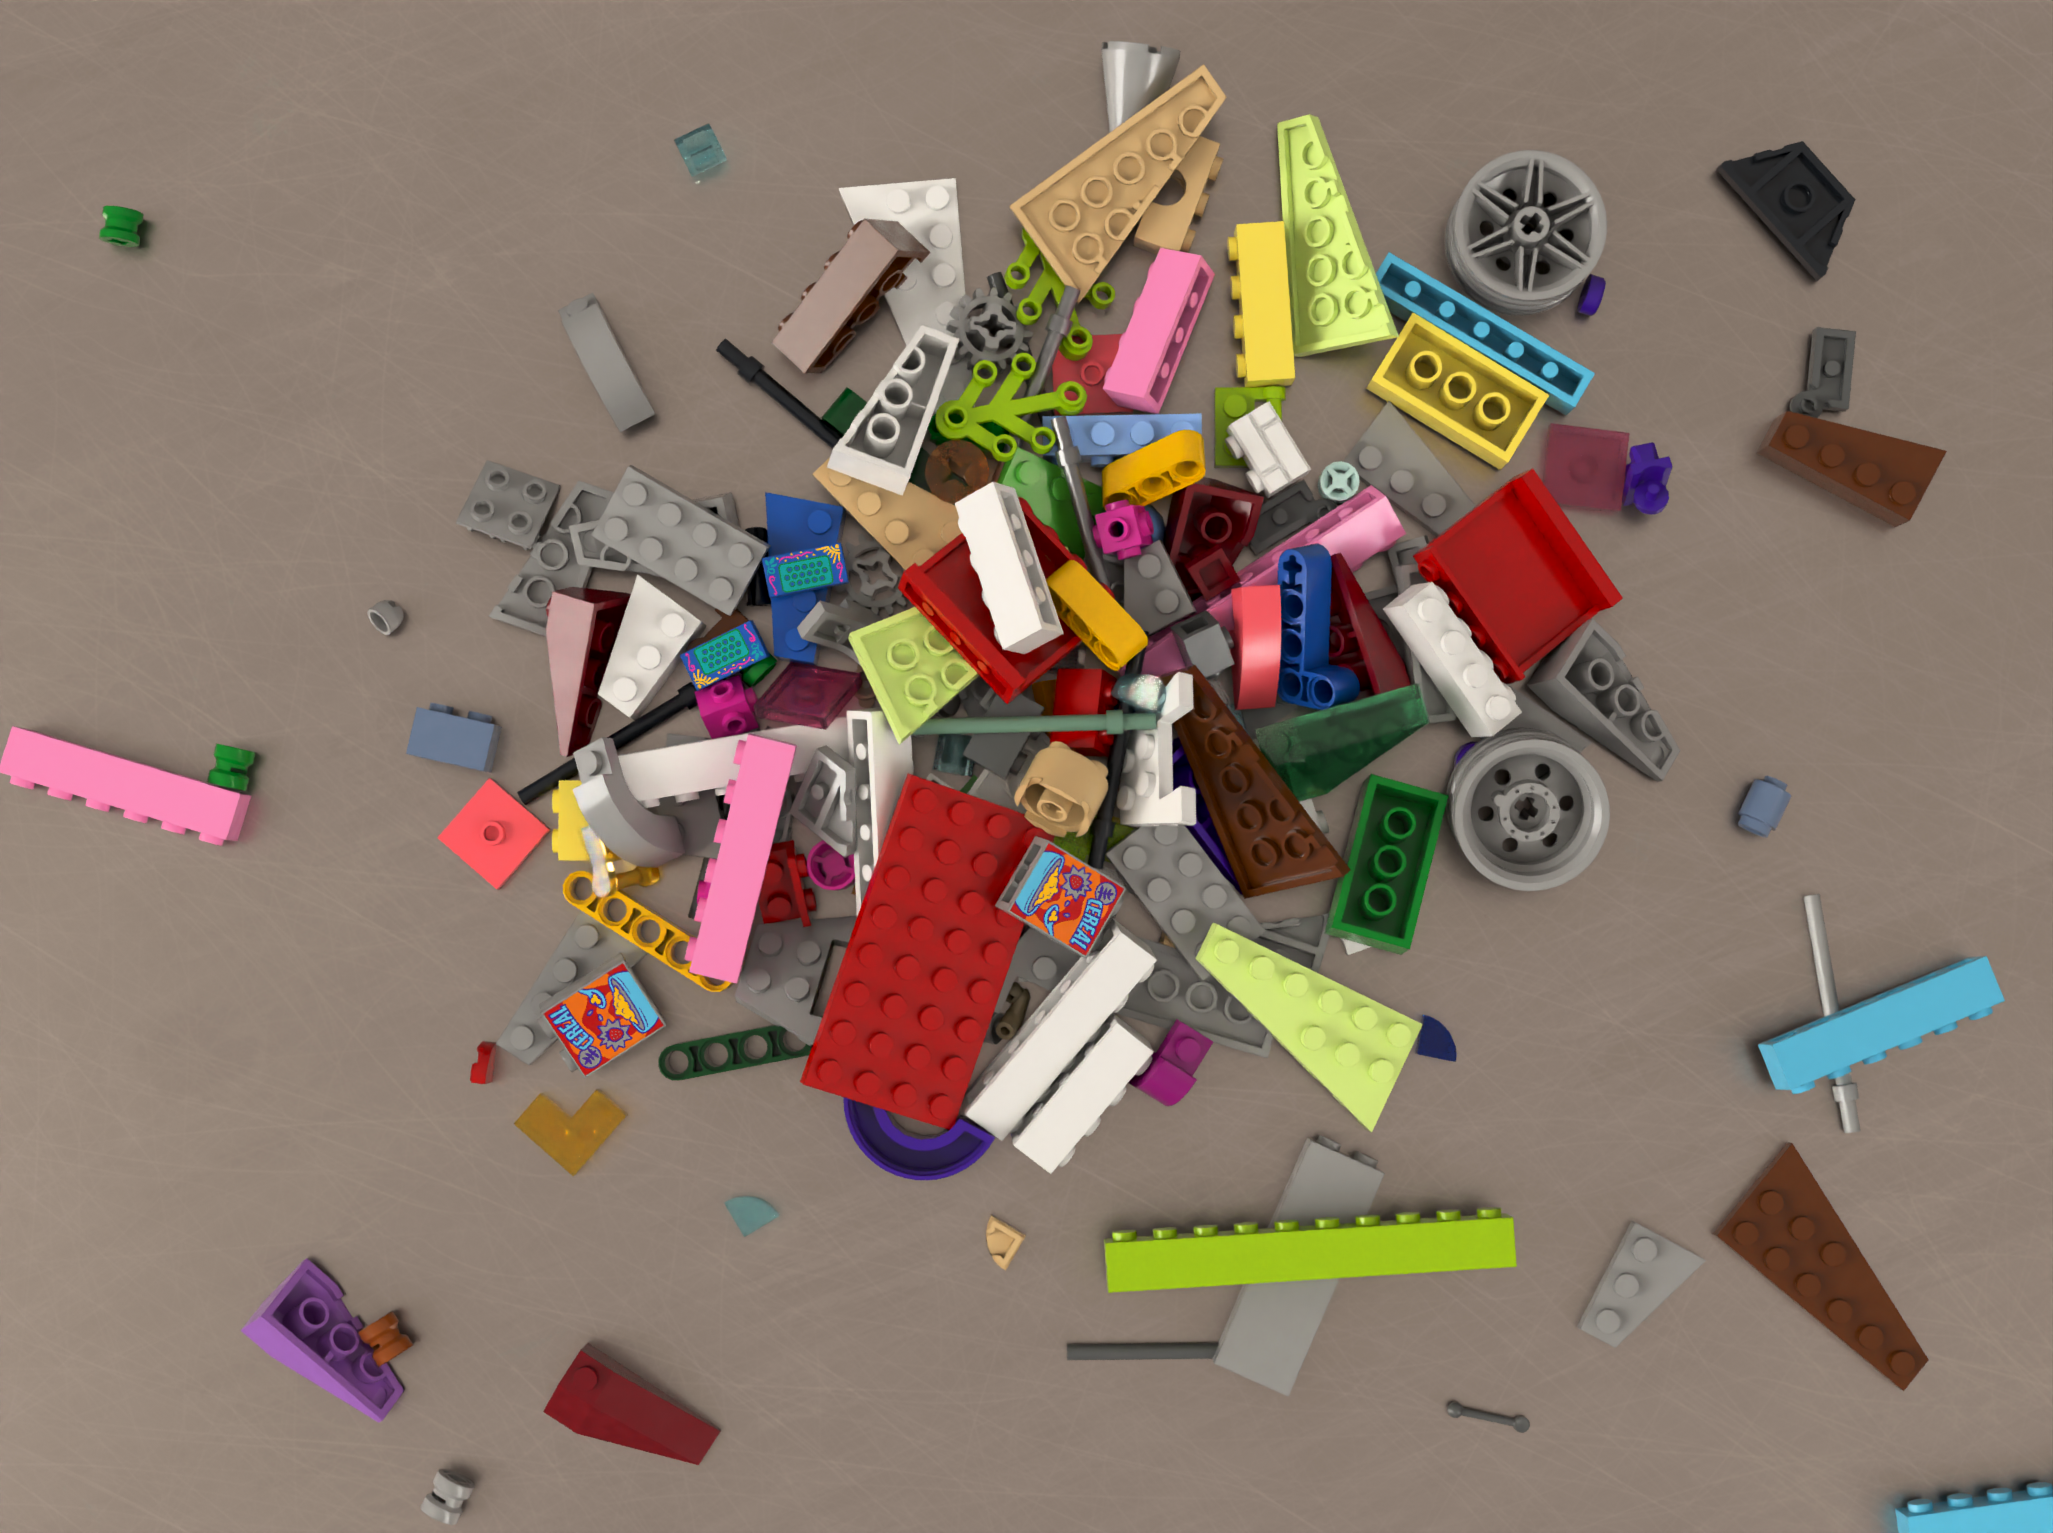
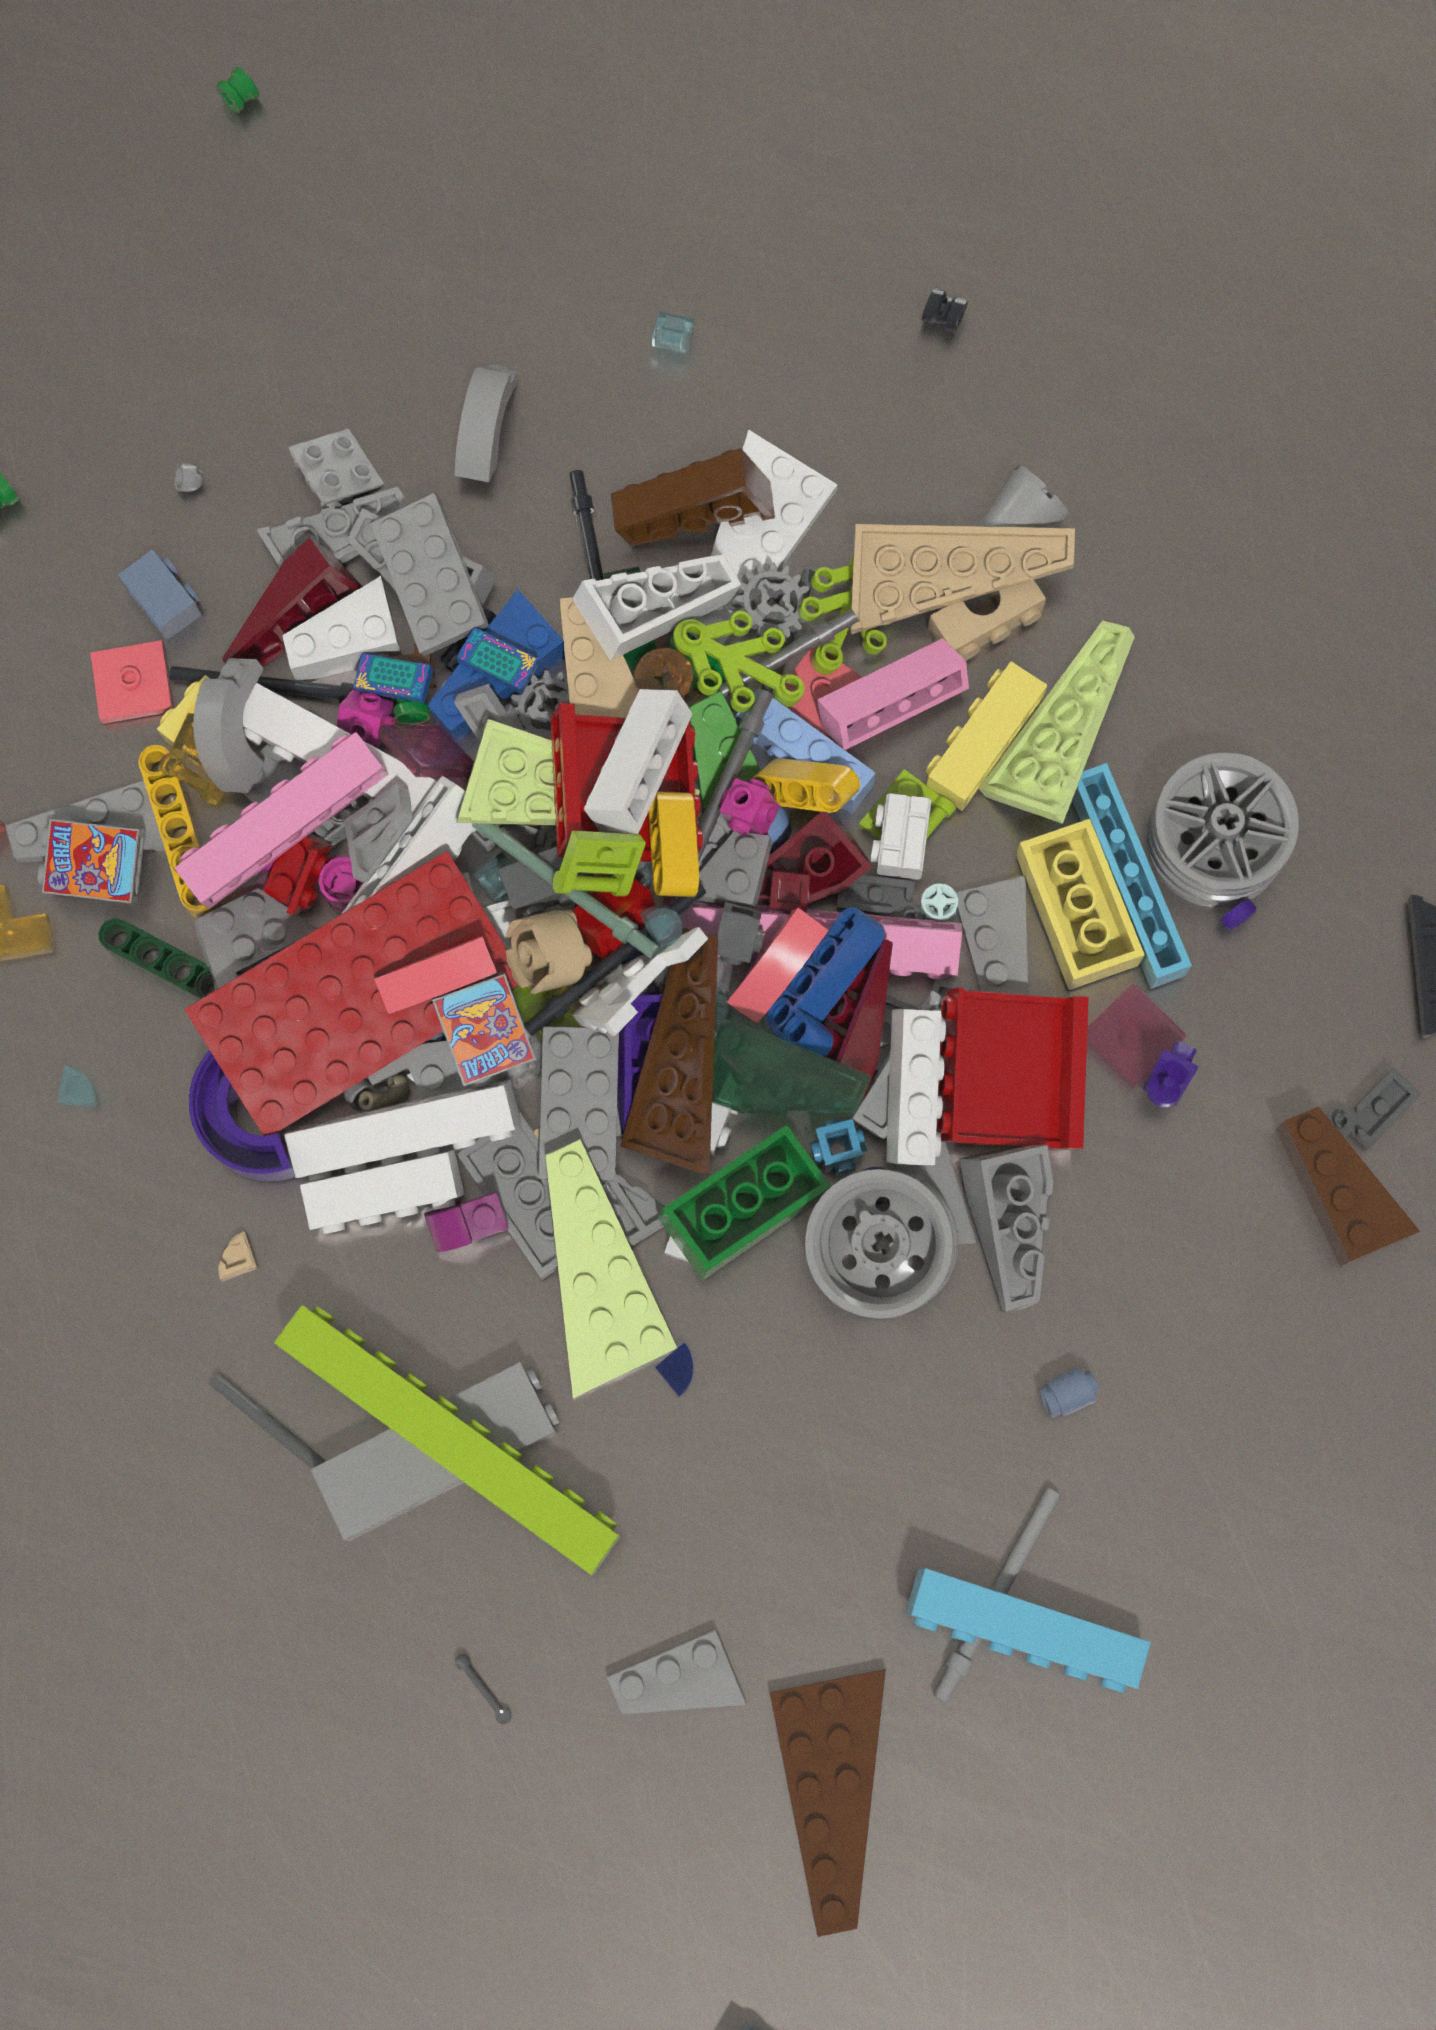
camera: 40 degrees right, 10 degrees down
(990, 886) = (435, 975): none -> coral slope
(1051, 684) = (602, 854): none -> lime plate
(1436, 752) = (838, 1132): none -> dark azure brick

